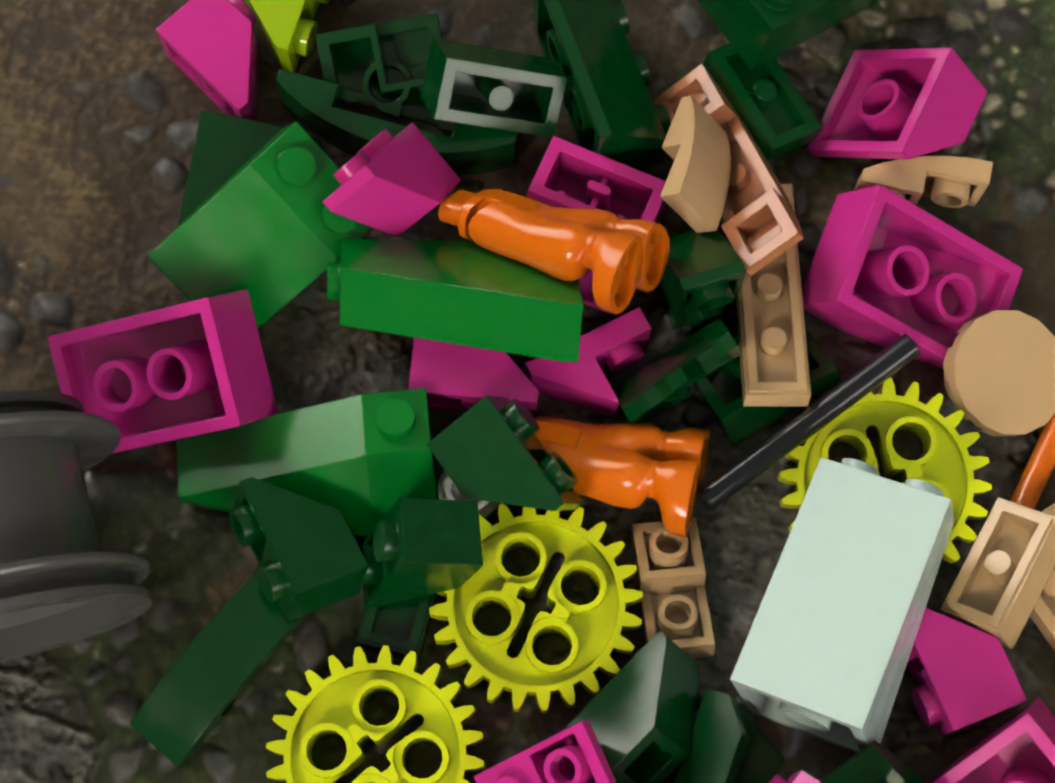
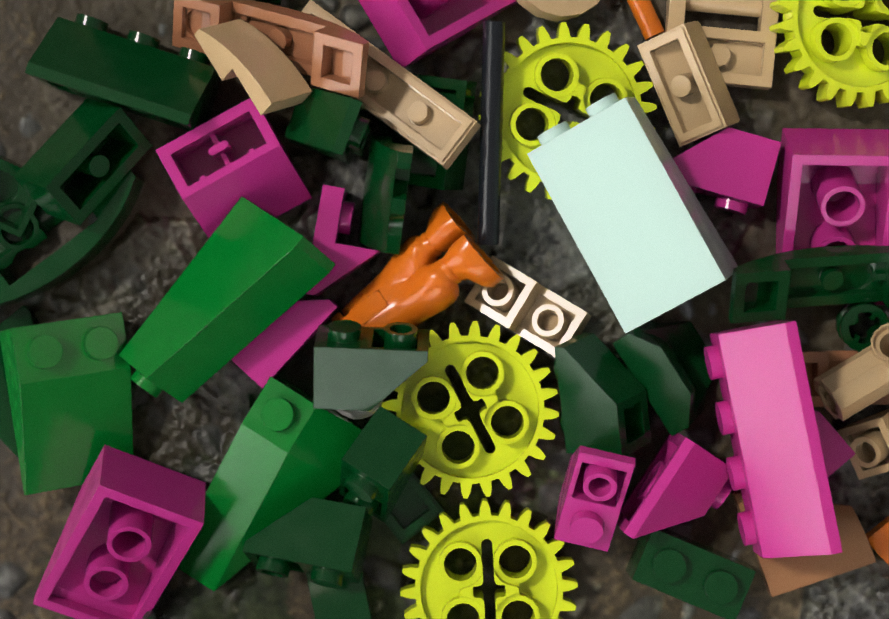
camera: 50 degrees left, 15 degrees up
(392, 182) = (106, 289): dark pink slope -> none
(565, 241) = (242, 208): orange piece -> none

